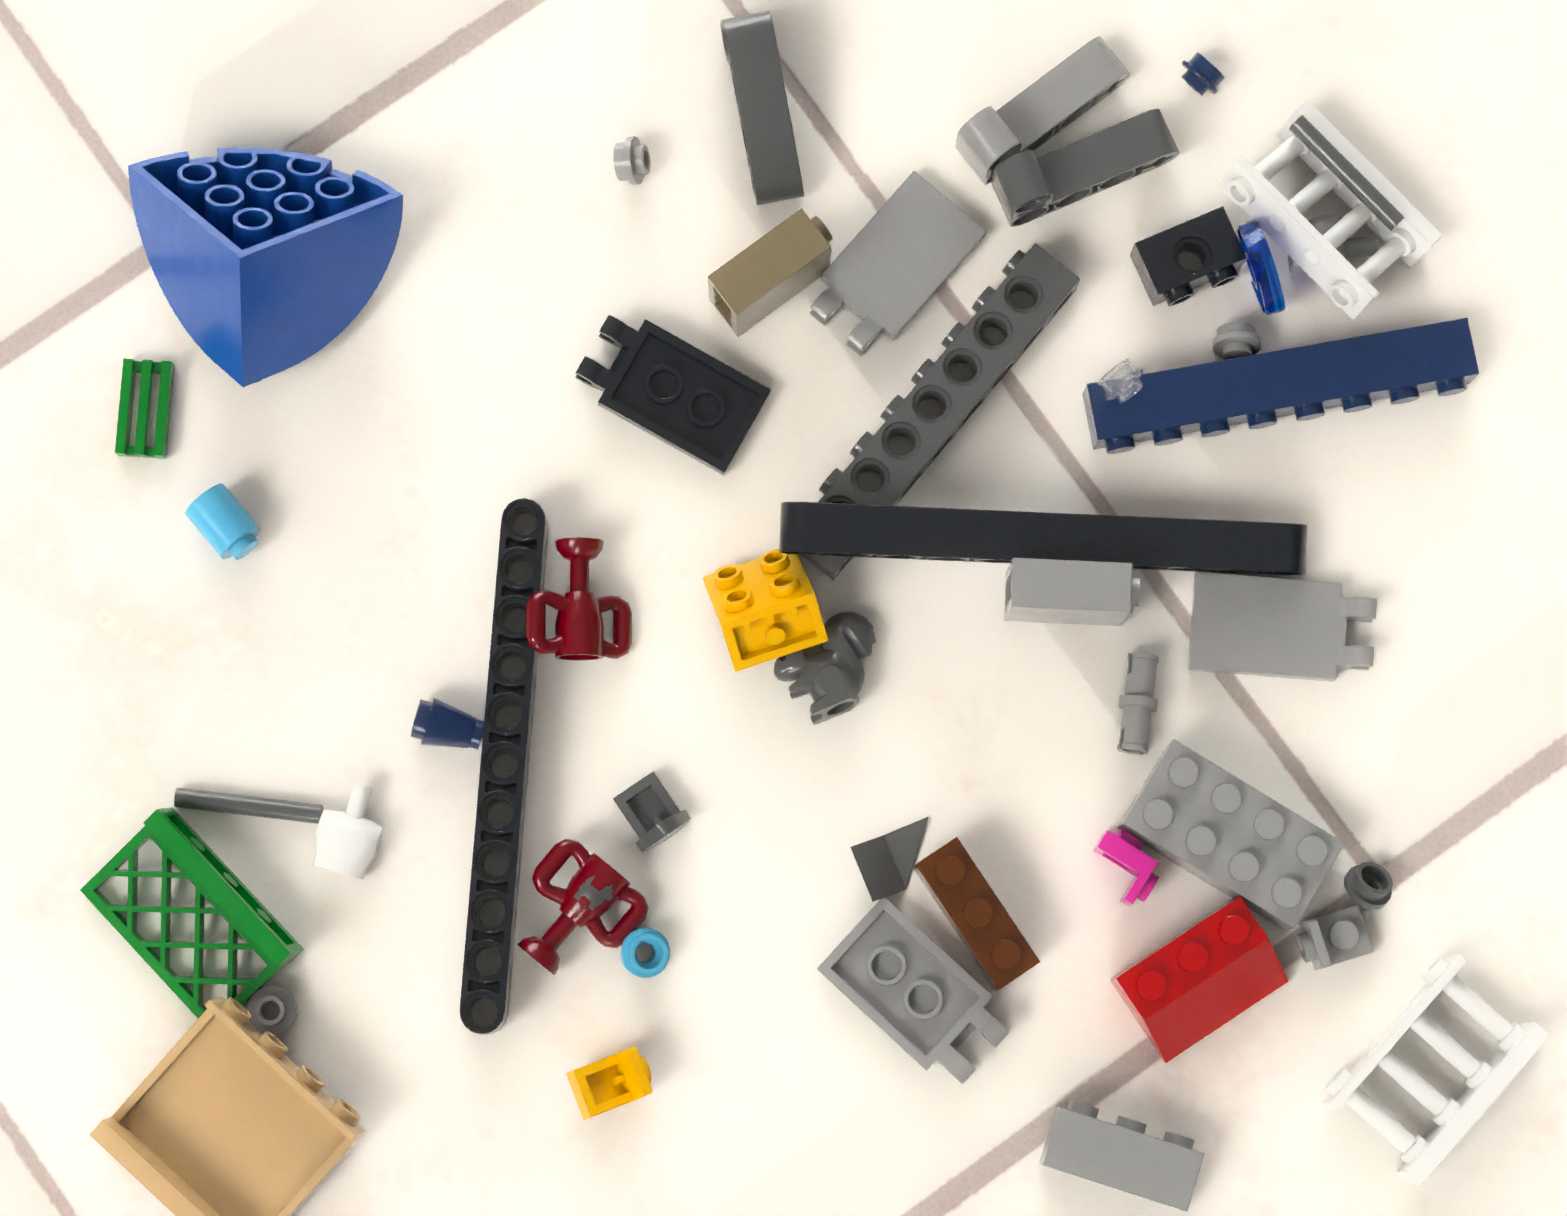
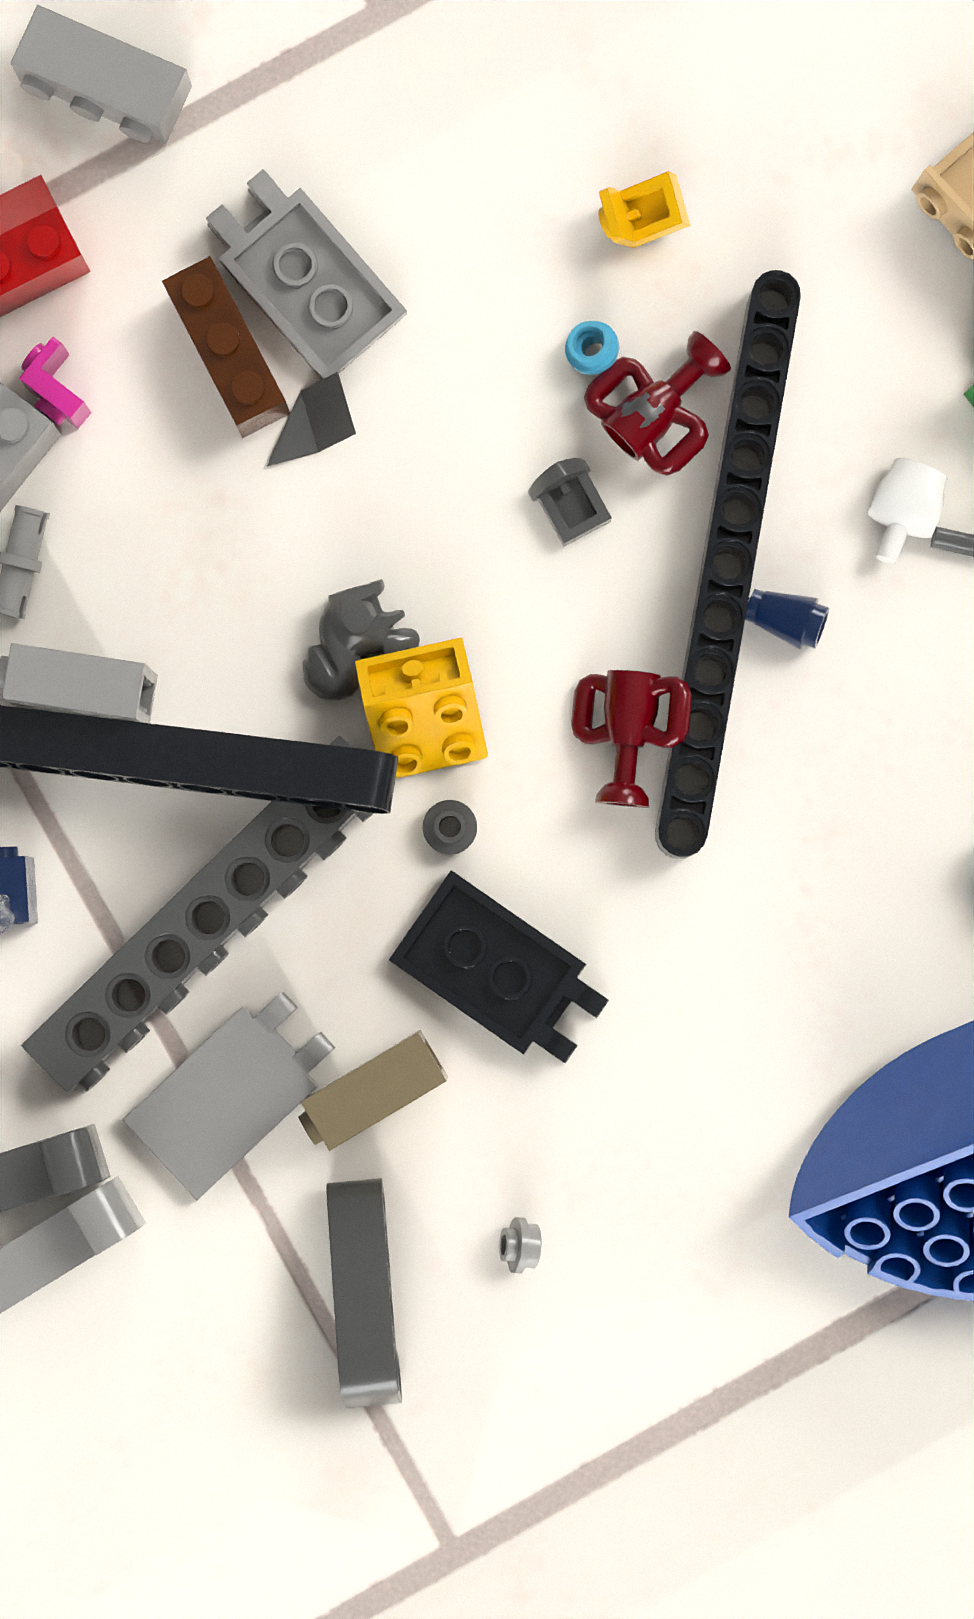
camera: 175 degrees left, 5 degrees up
(732, 525) = (454, 844): none -> dark grey plate

